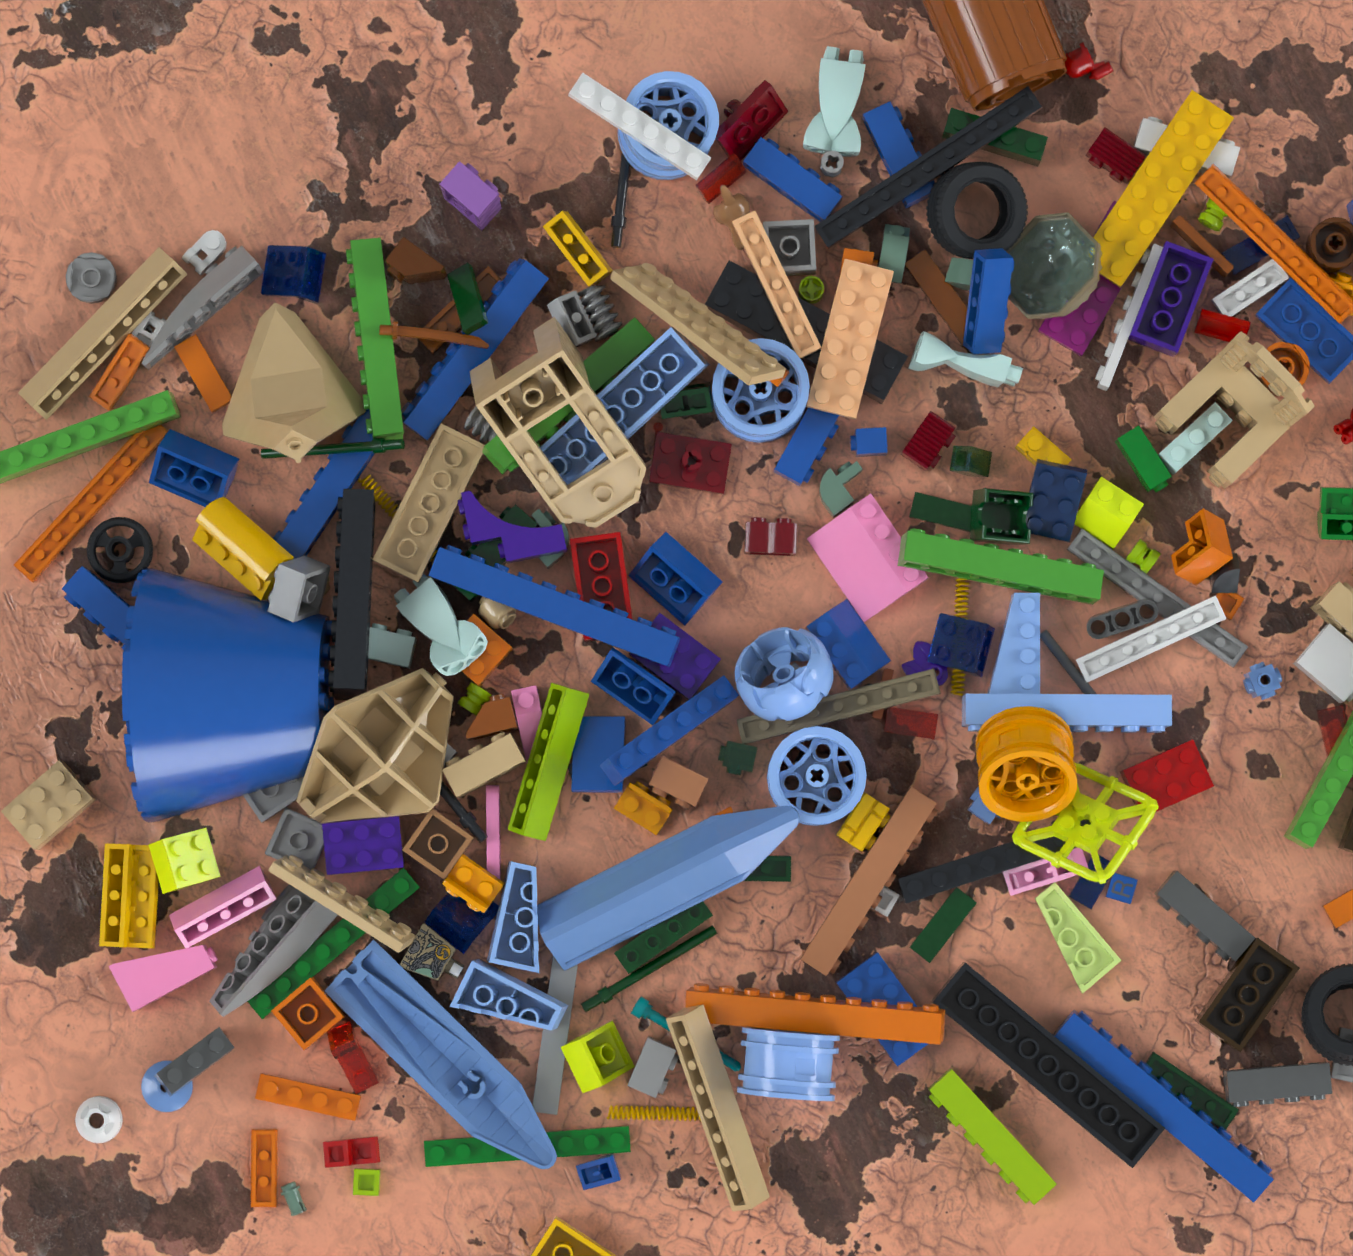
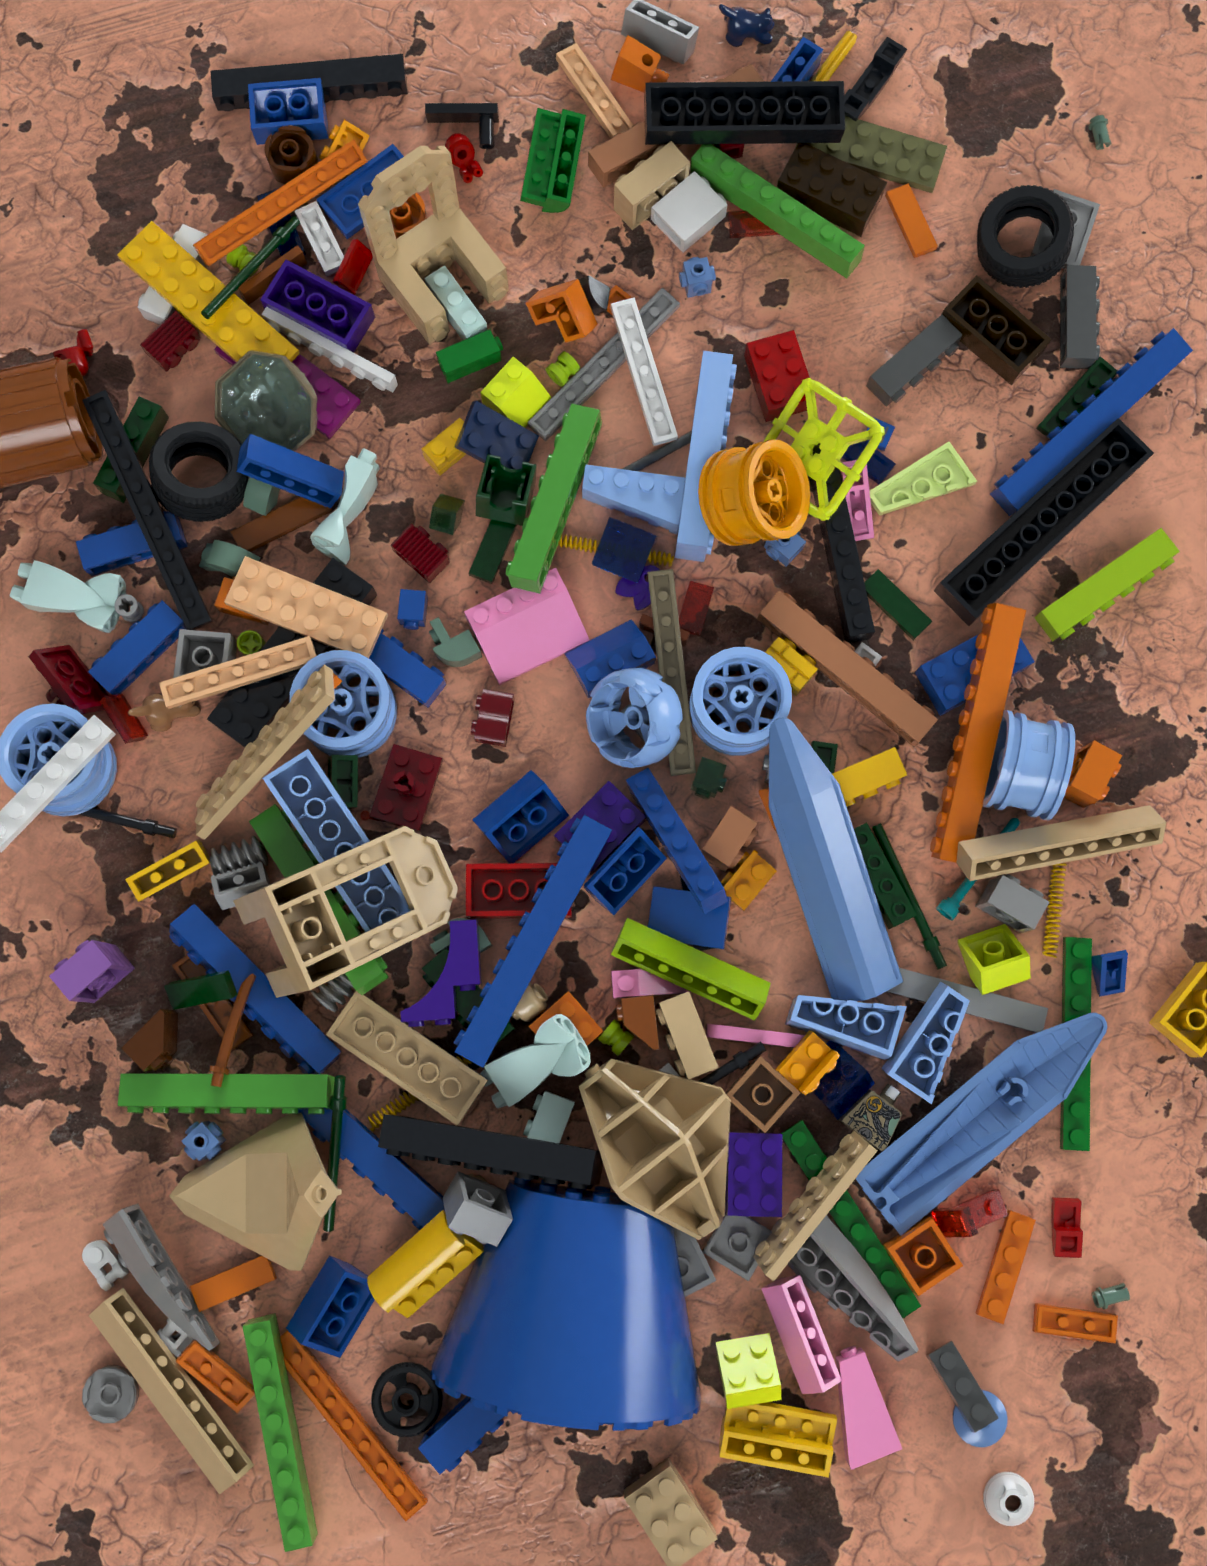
camera: 85 degrees left, 5 degrees down
(293, 272) = (142, 1171): clear blue bracket -> none
(335, 331) = (212, 1140): none -> medium blue brick
(366, 1182) = (1098, 1215): lime tile -> none
(759, 912) = (869, 775): none -> yellow brick
(790, 1132) = (1091, 773): none -> orange brick
(1131, 609) = (624, 383): dark grey beam -> none
(1242, 247) = (280, 236): none -> dark green bar

